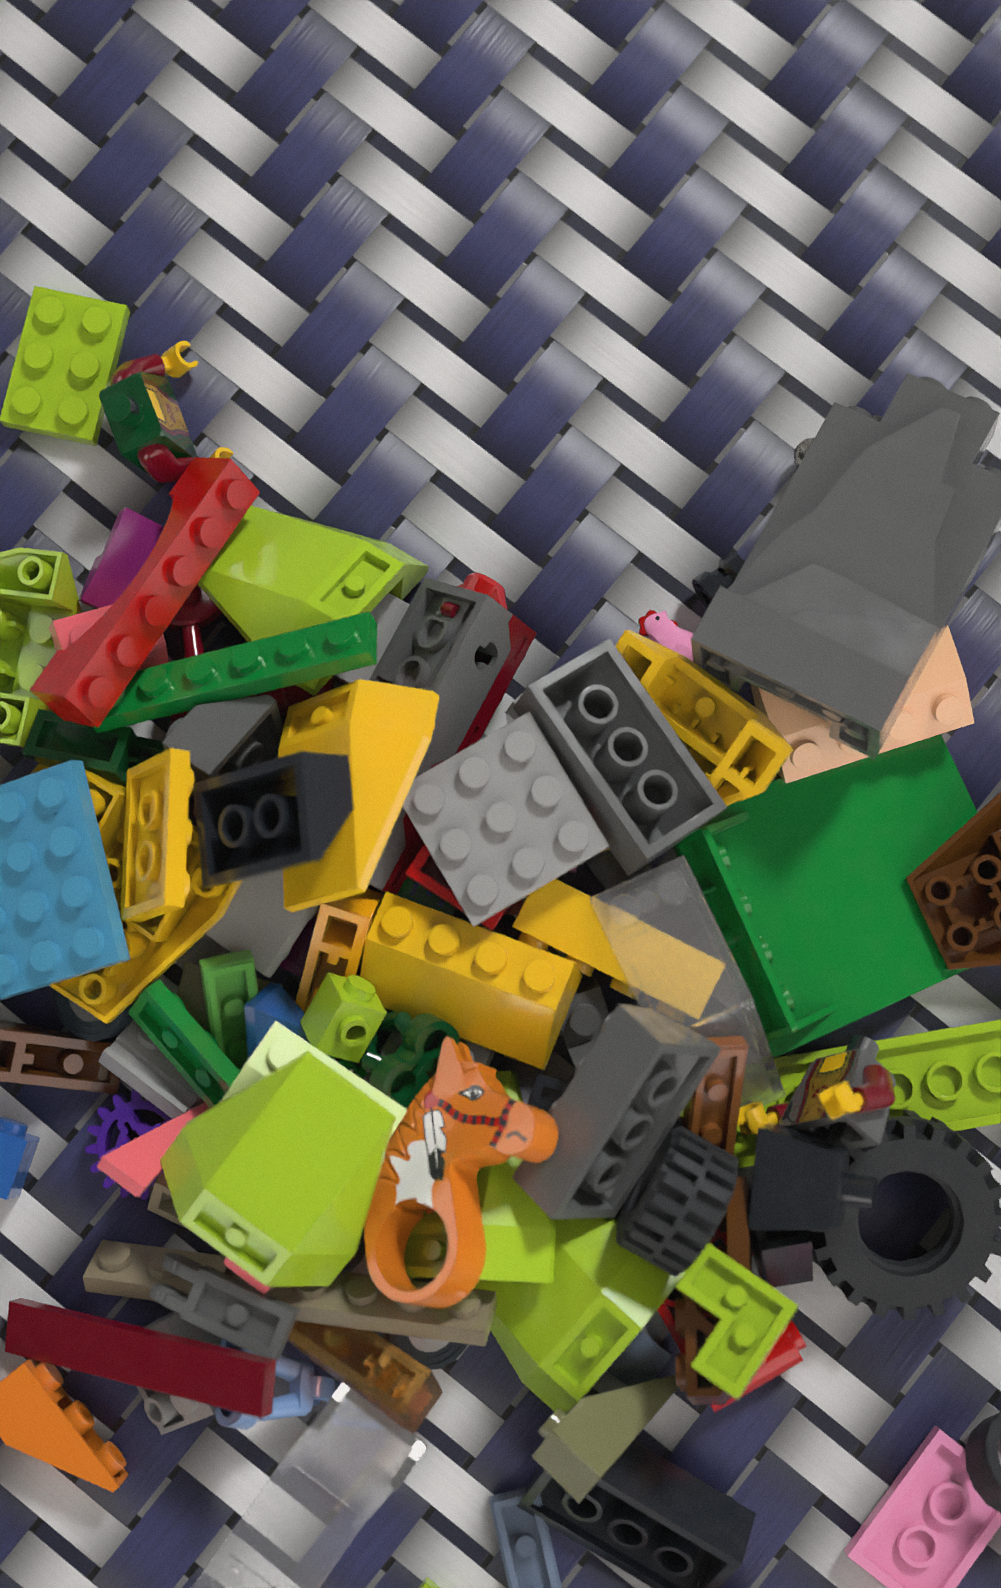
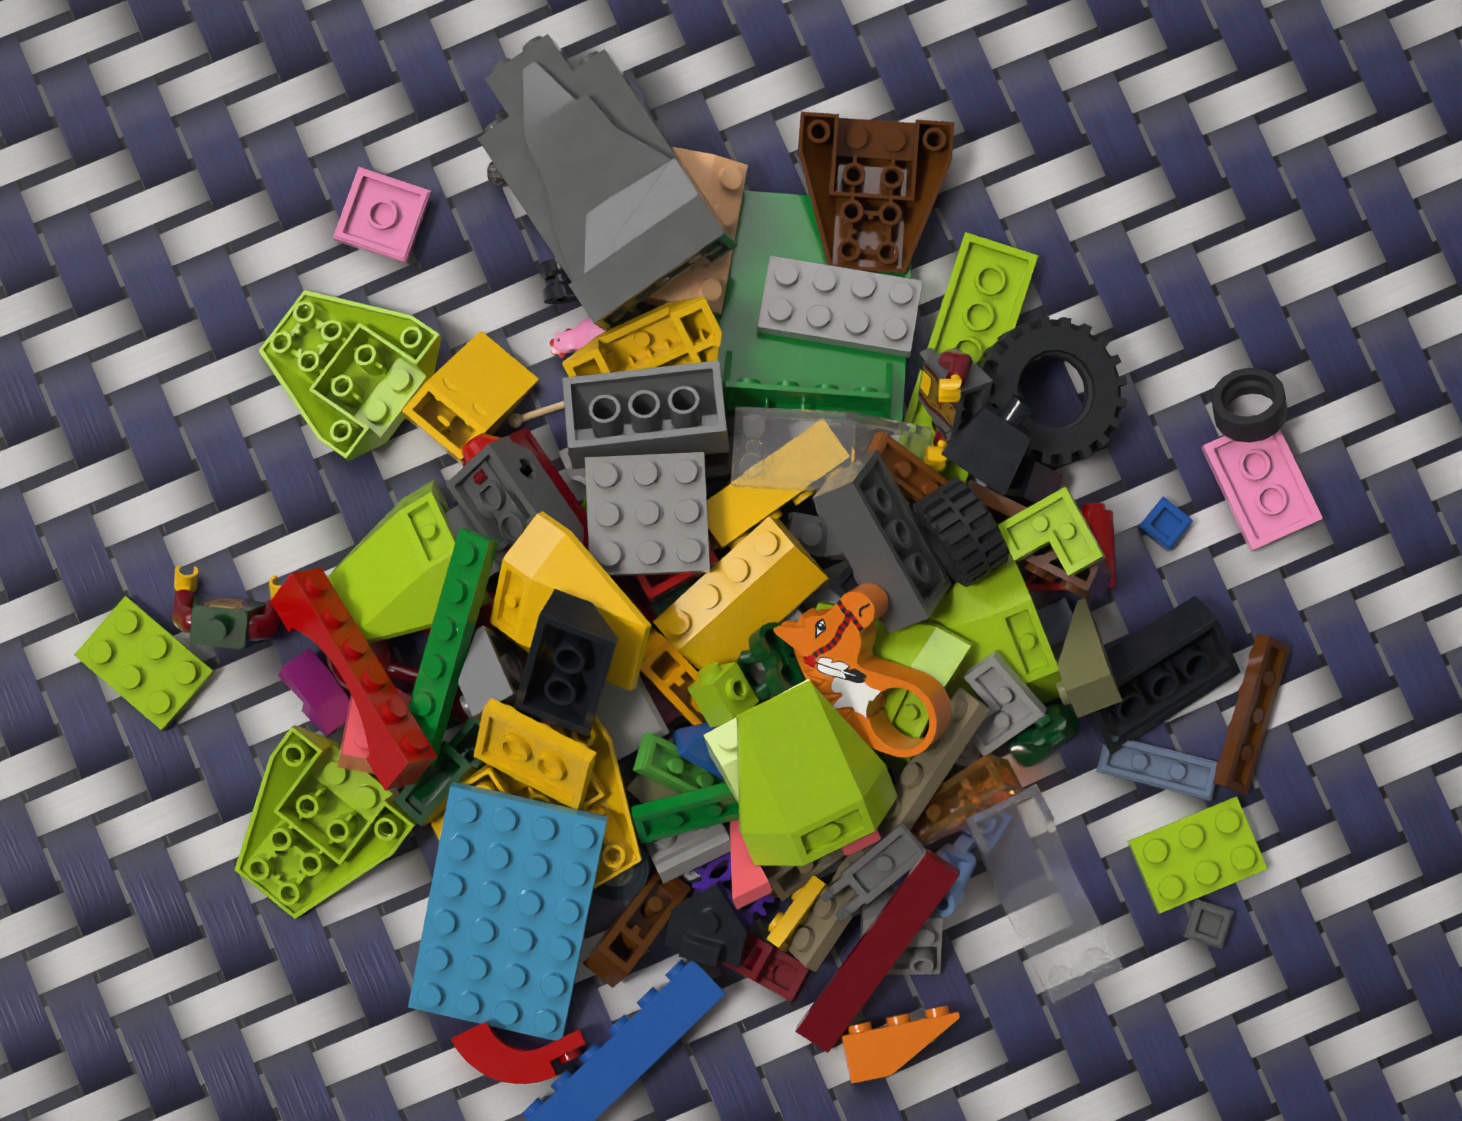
camera: 65 degrees left, 0 degrees up
(69, 1140) = (708, 928): none -> black plate
(70, 1225) = (772, 969): none -> dark red slope
(124, 1227) = (786, 924): none -> yellow plate
(501, 412) = (350, 368): none -> lime wedge
(503, 1421) = (1050, 730): none -> dark green piece
(512, 1354) = (1009, 700): none -> light grey plate
(542, 553) = (469, 395): none -> yellow slope
(543, 620) = (515, 419): none -> tan hinge
(692, 355) = (382, 215): none -> bright pink plate
(822, 1429) = (1165, 524): none -> blue tile
(869, 915) = (839, 306): none -> light grey plate

